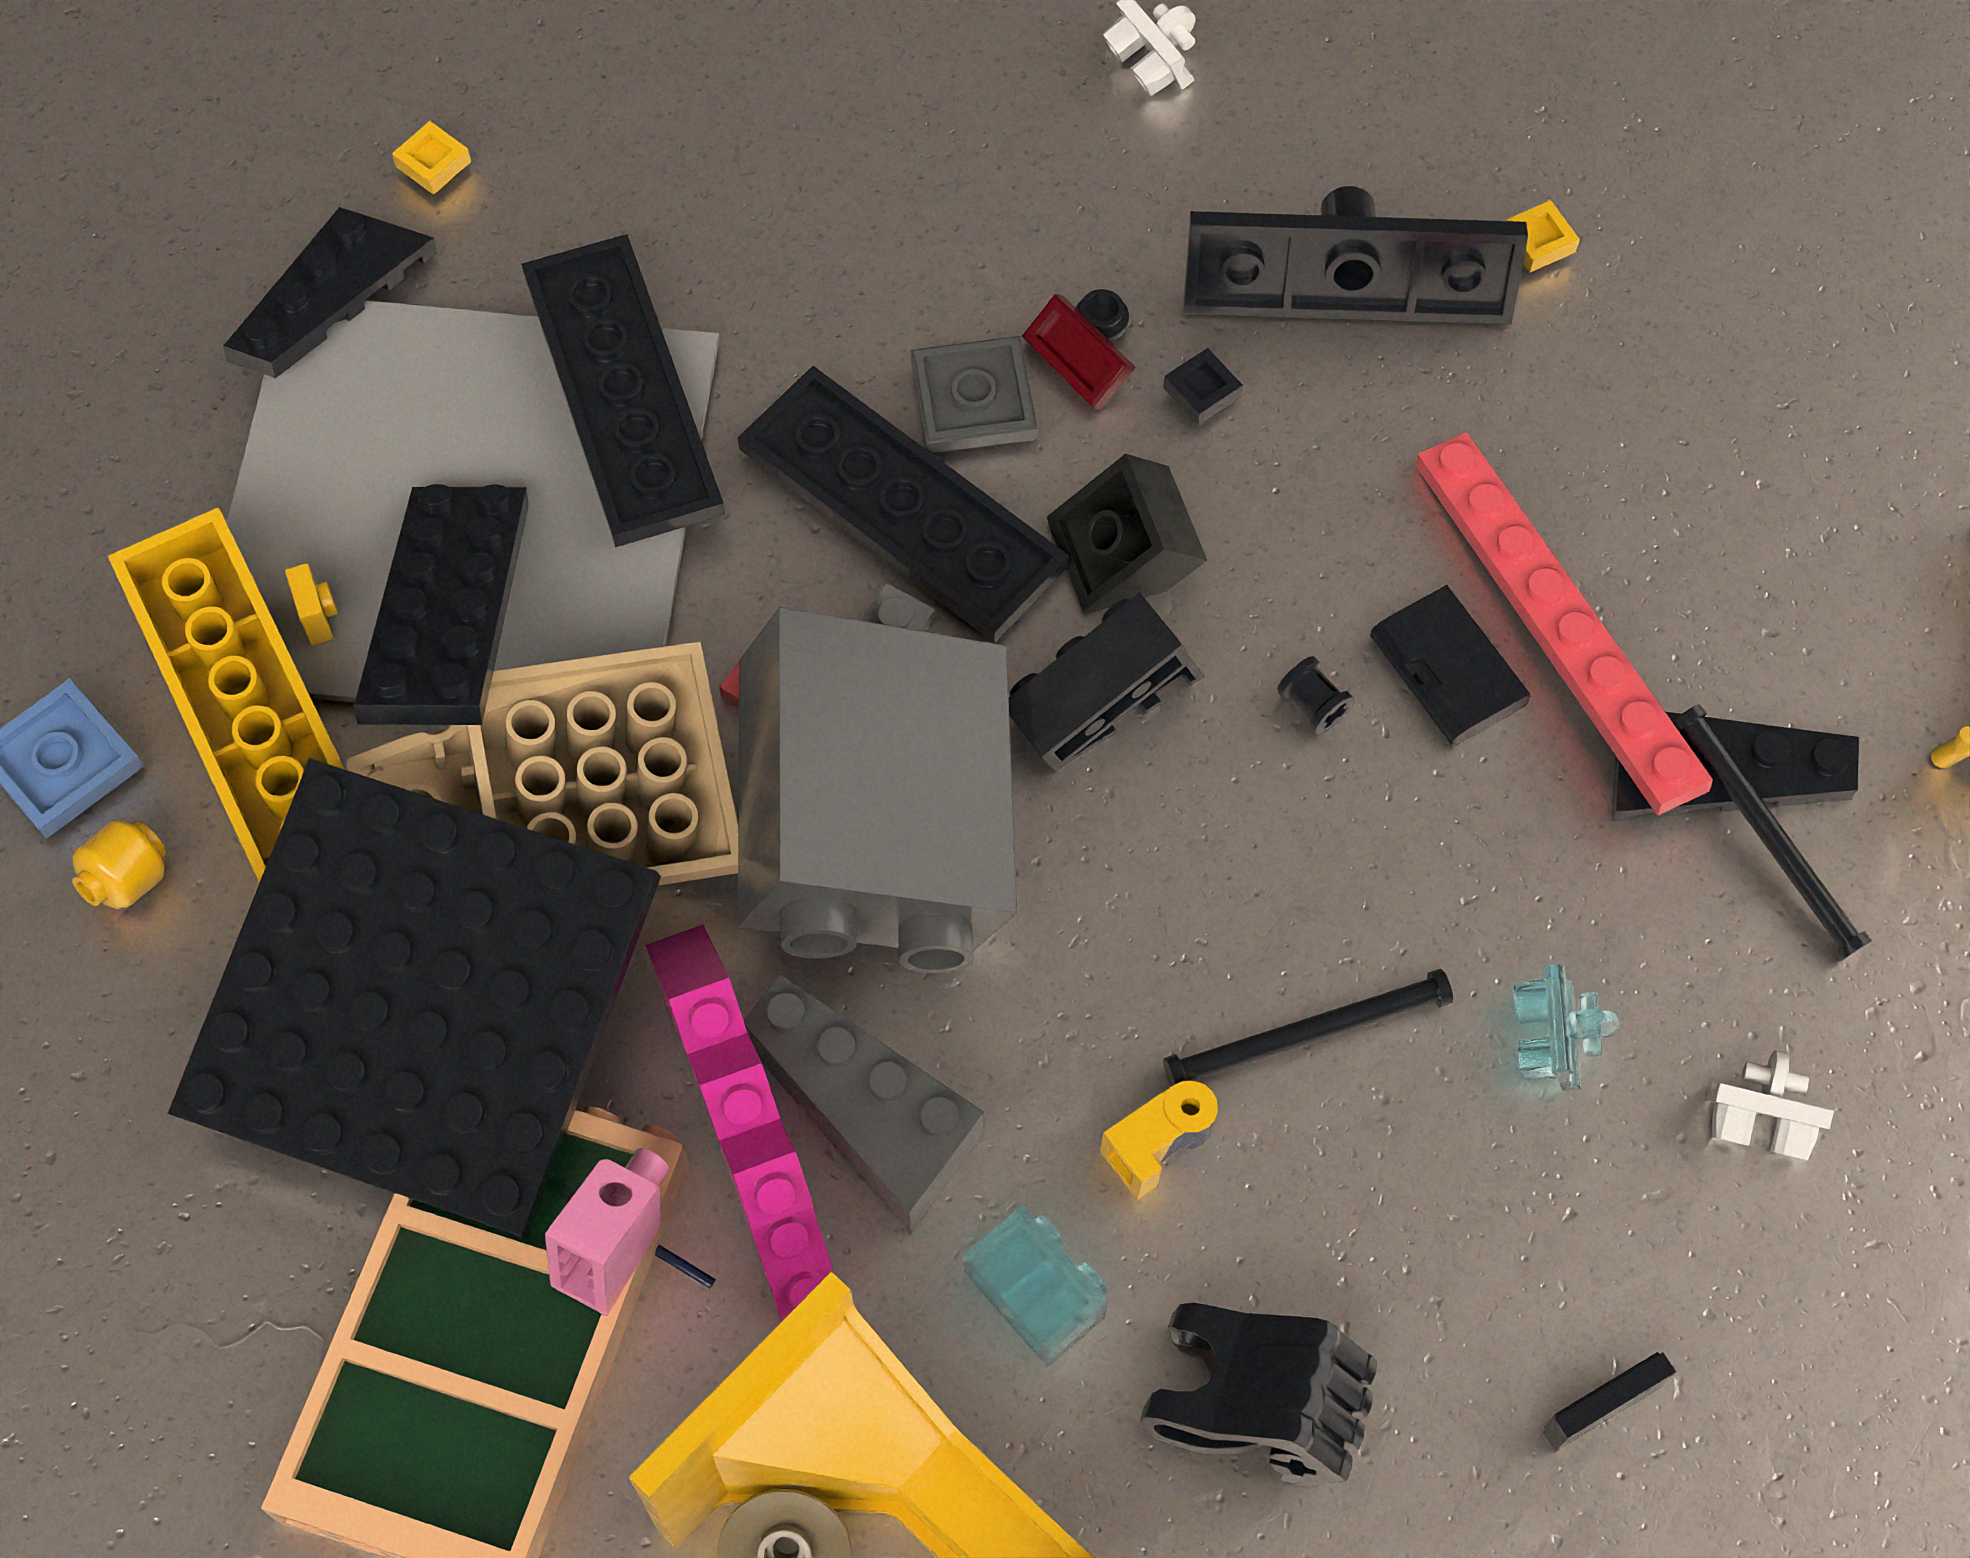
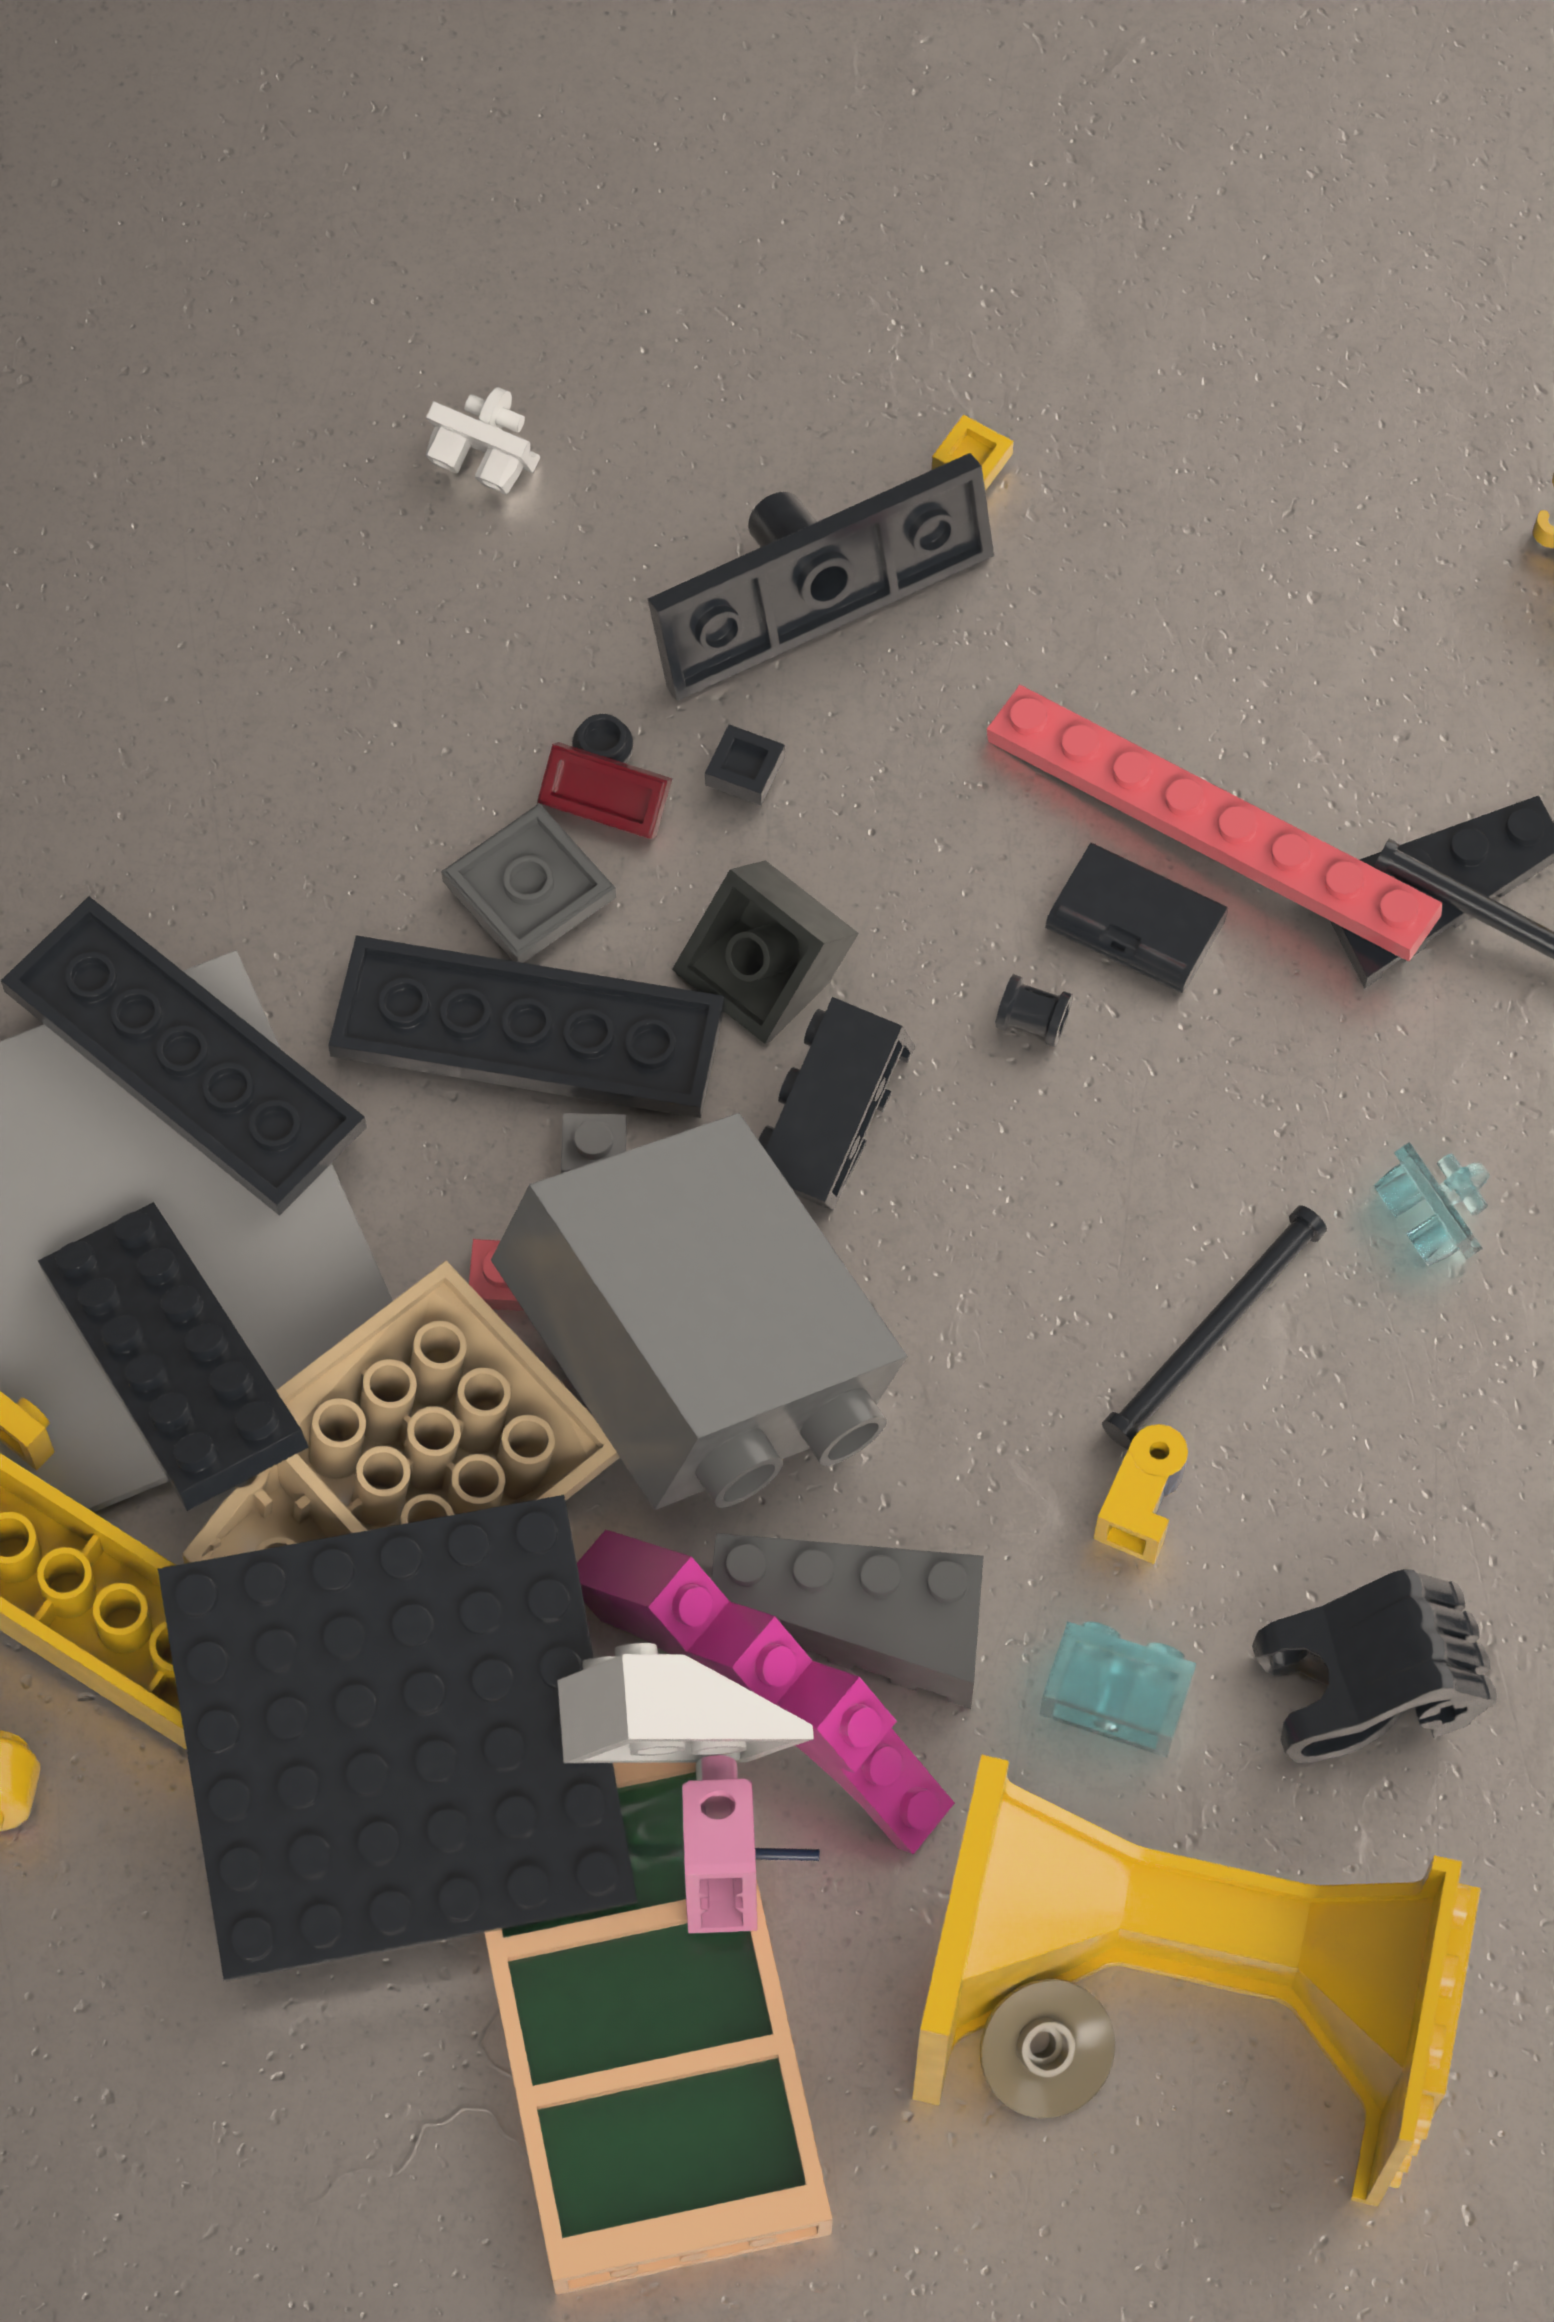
camera: 30 degrees left, 0 degrees up
(619, 1087) = (666, 1712): none -> white slope

